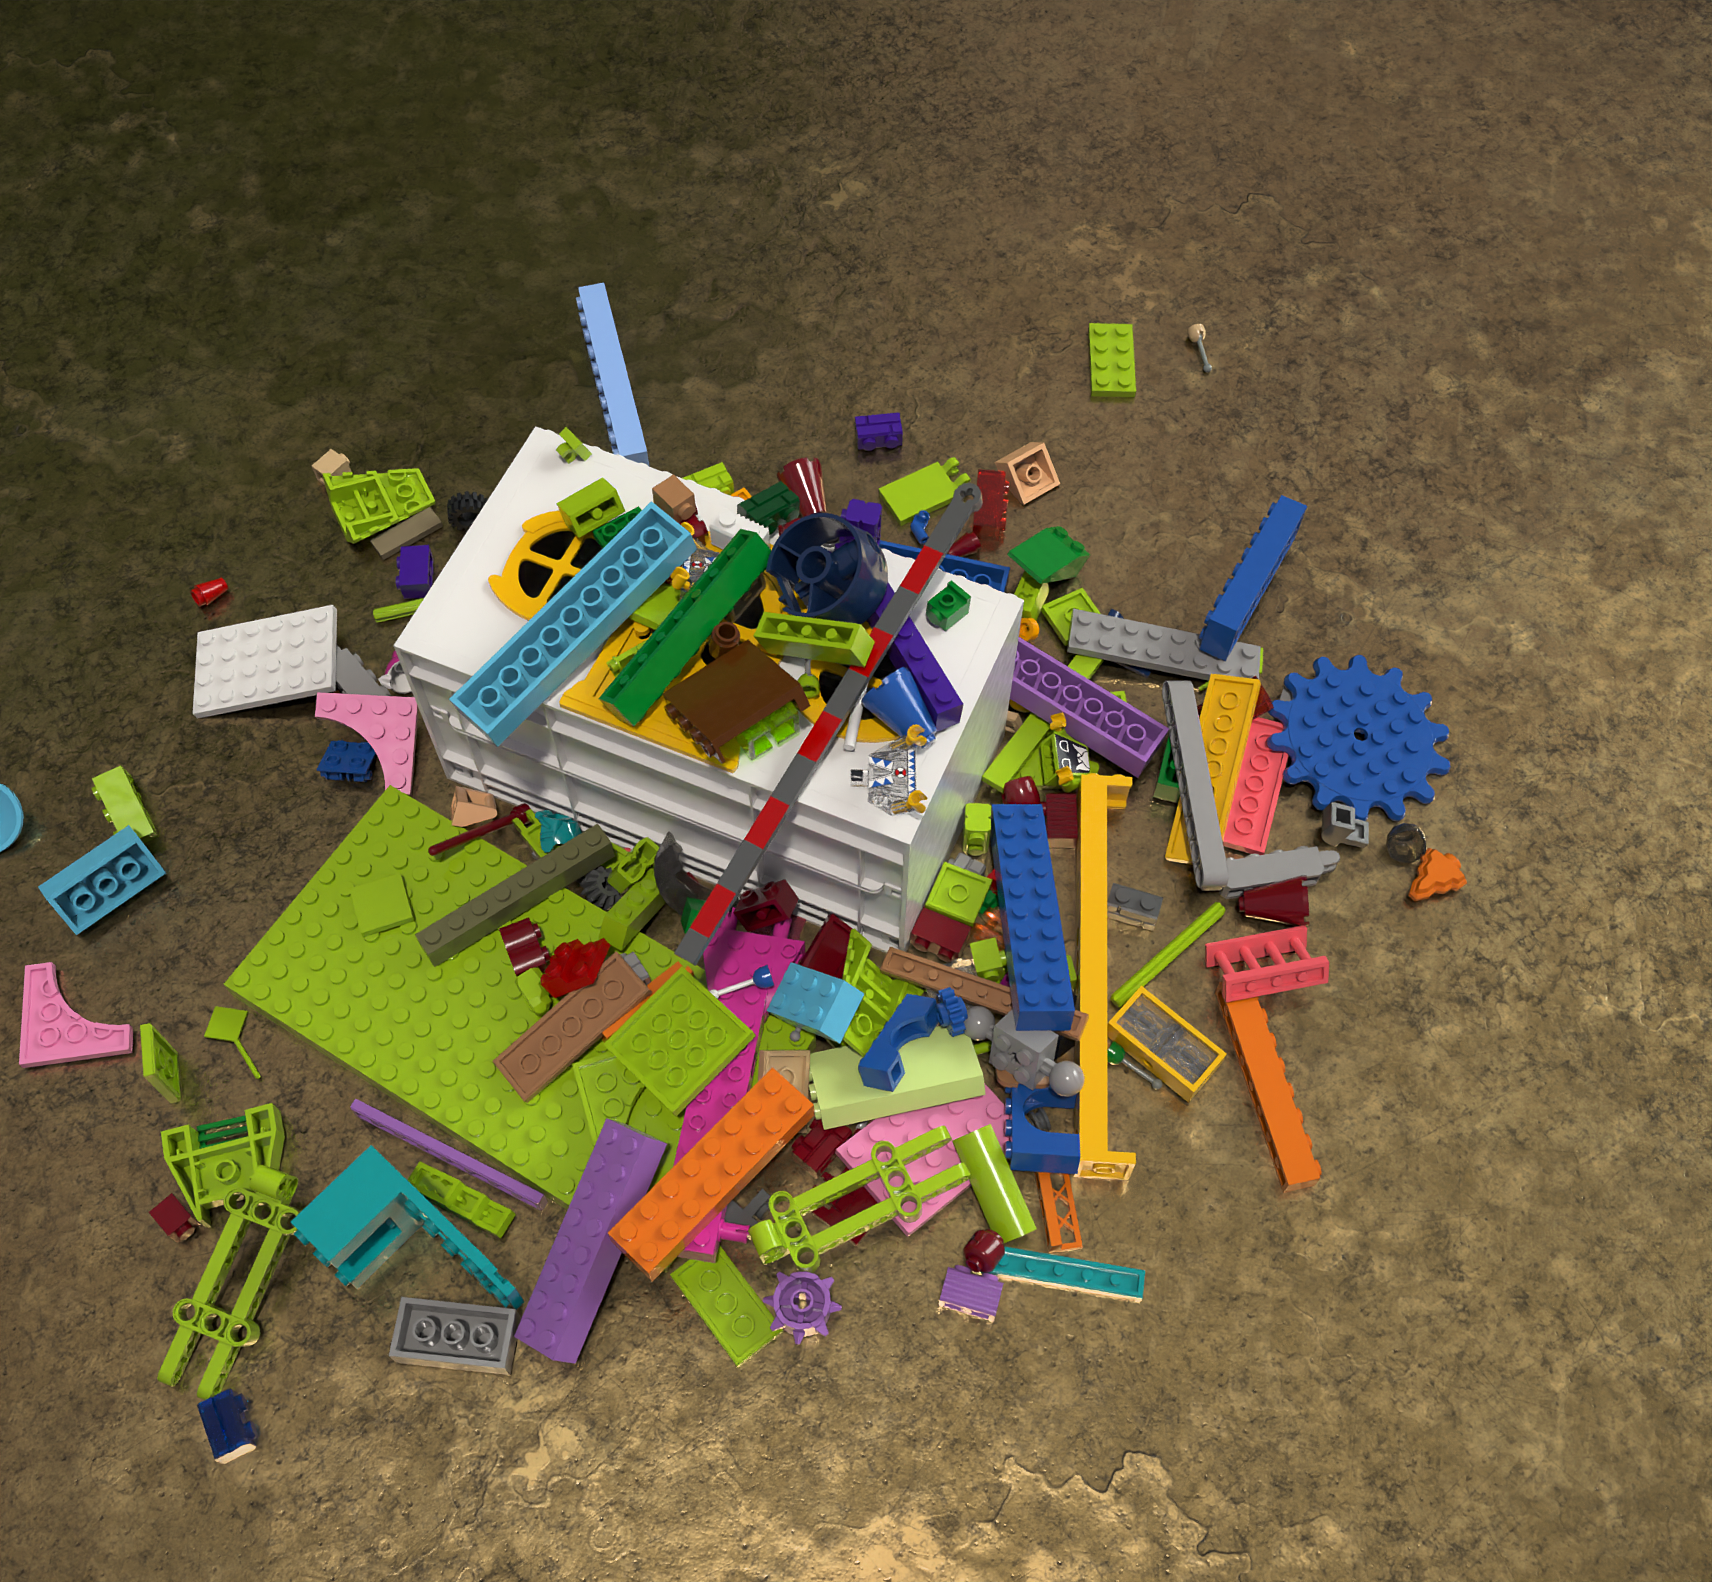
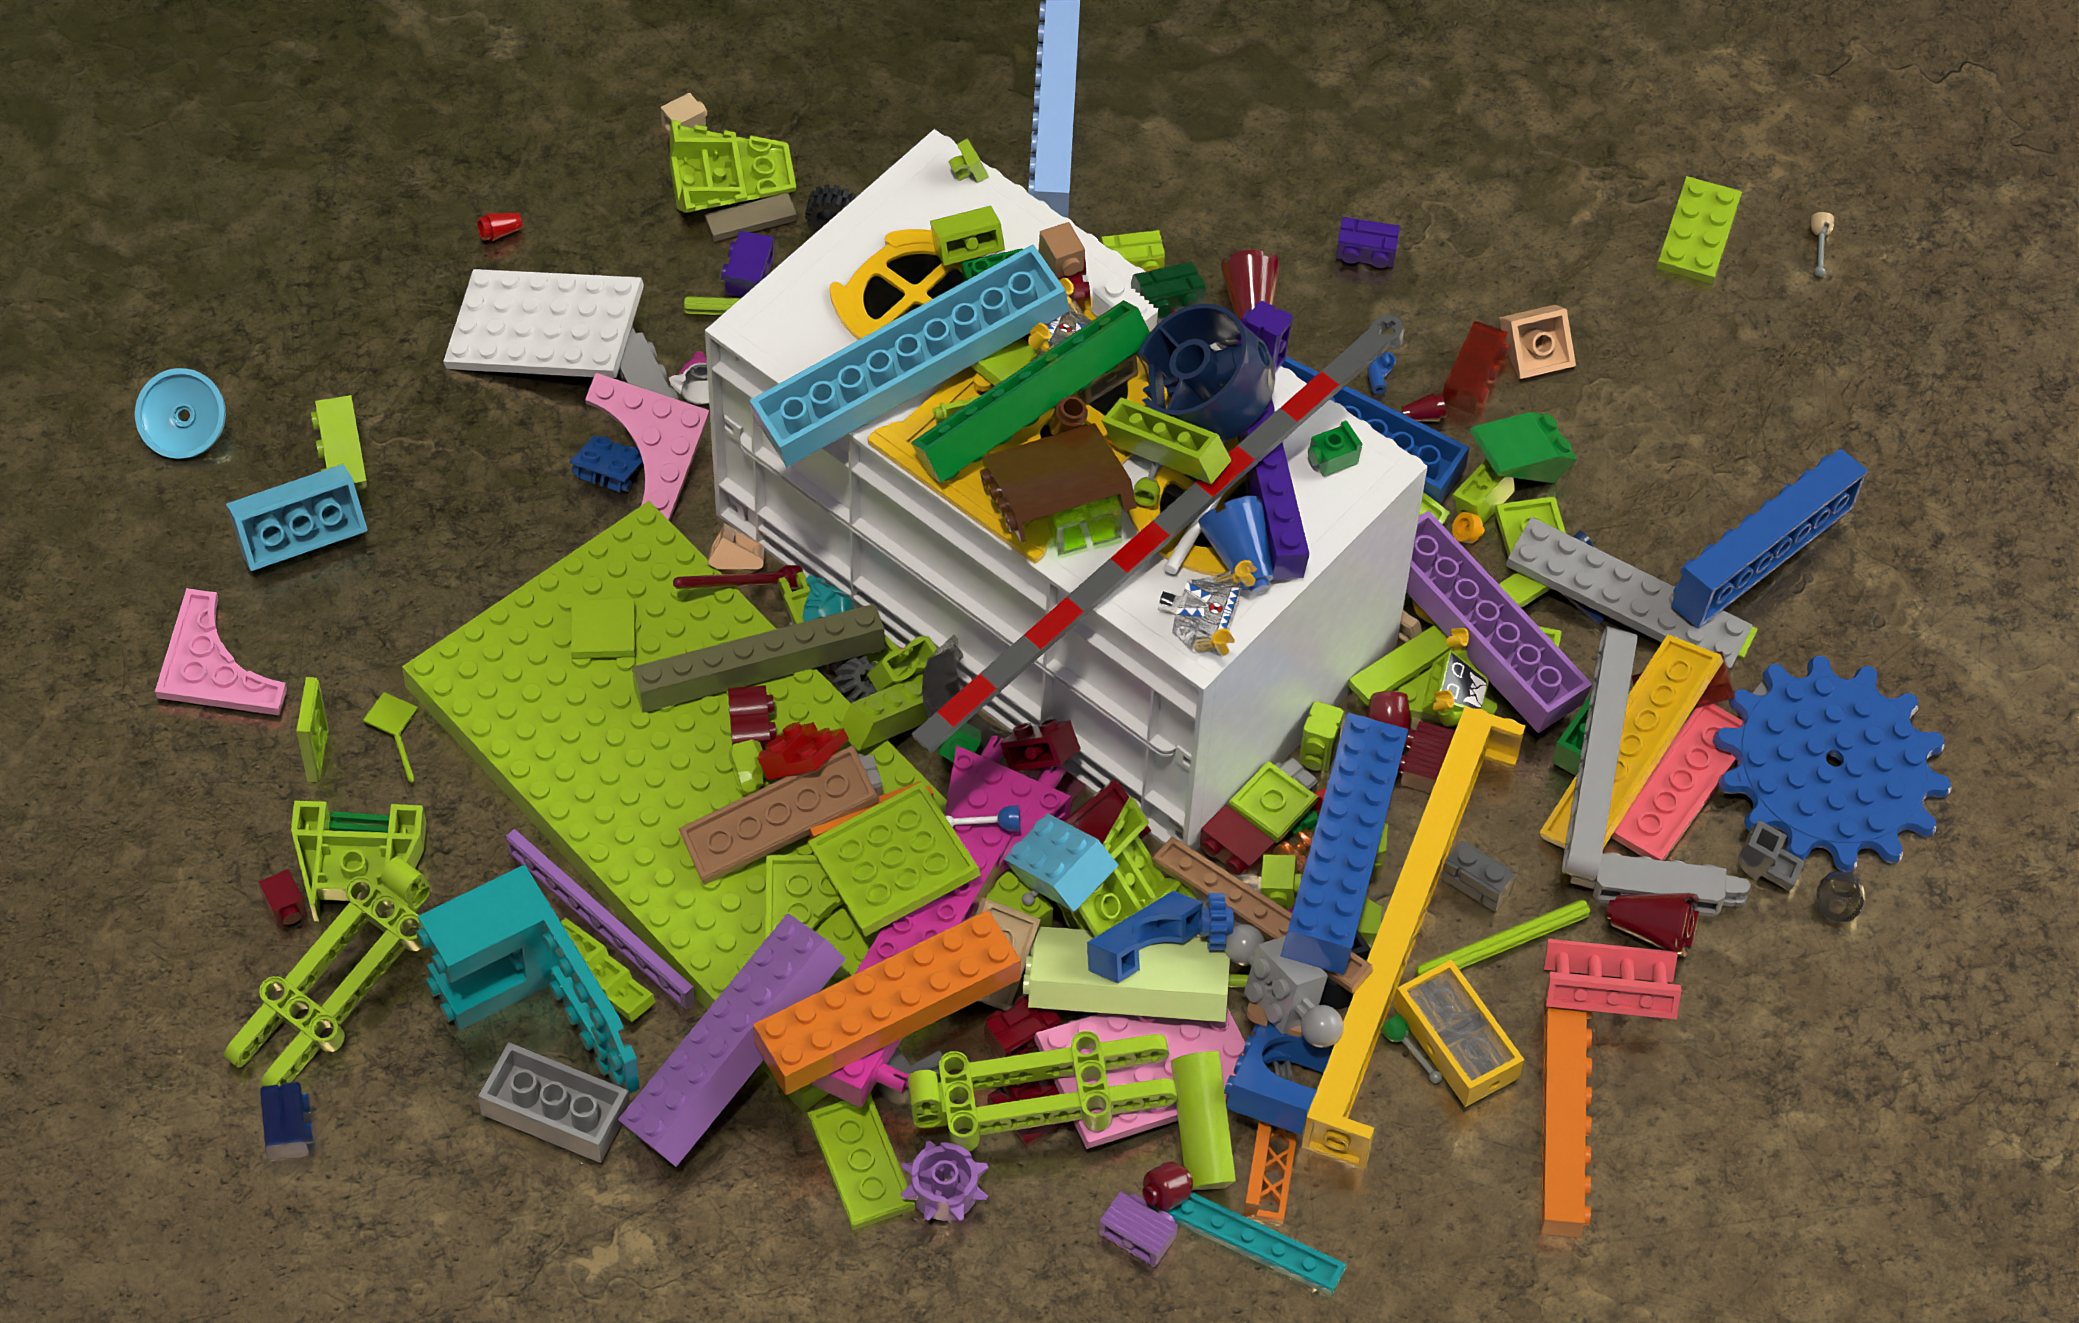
camera: 15 degrees right, 5 degrees down
(922, 490) = (1420, 325): lime tile -> none
(1436, 875) = (1864, 944): orange rock -> none

